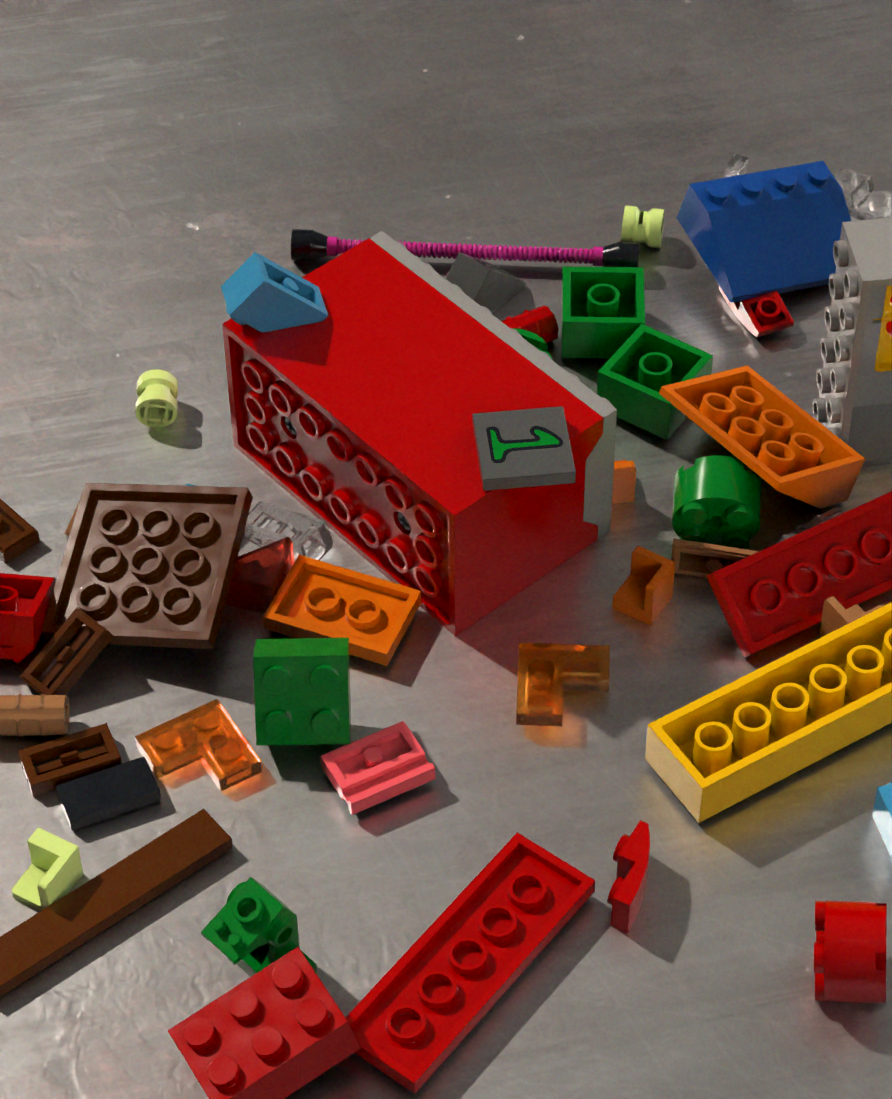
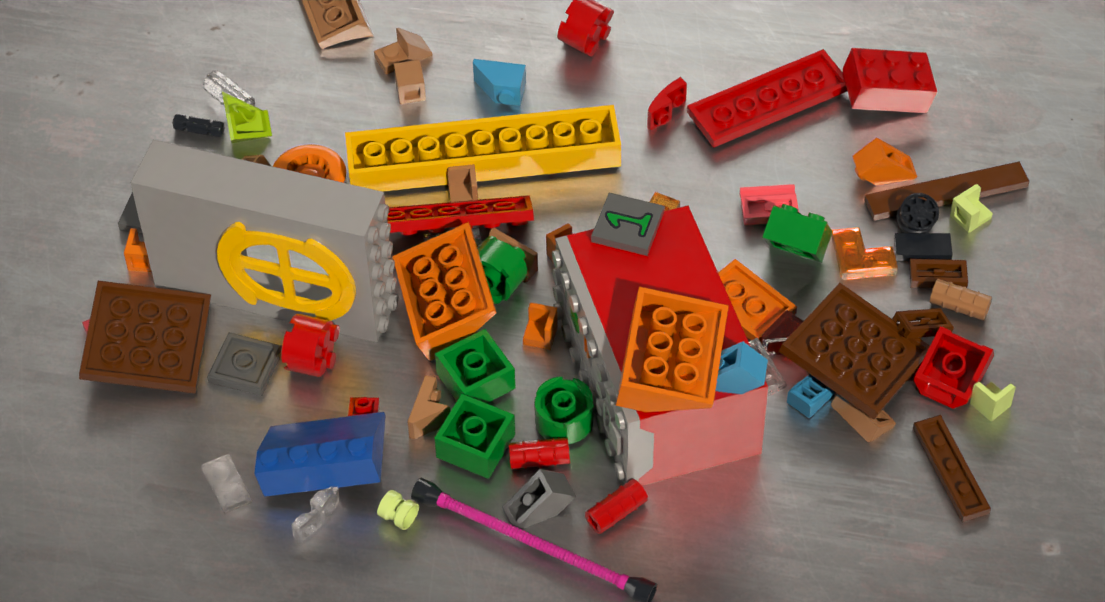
camera: 155 degrees left, 5 degrees up
(132, 822) = (917, 214): none -> black wheel
(156, 398) = (802, 490): yellowish green wheel -> none
(207, 891) = (883, 164): none -> orange slope
(251, 920) = (872, 117): green tile -> none
(362, 278) = (672, 353): none -> orange slope
(686, 323) = (427, 412): none -> medium nougat slope

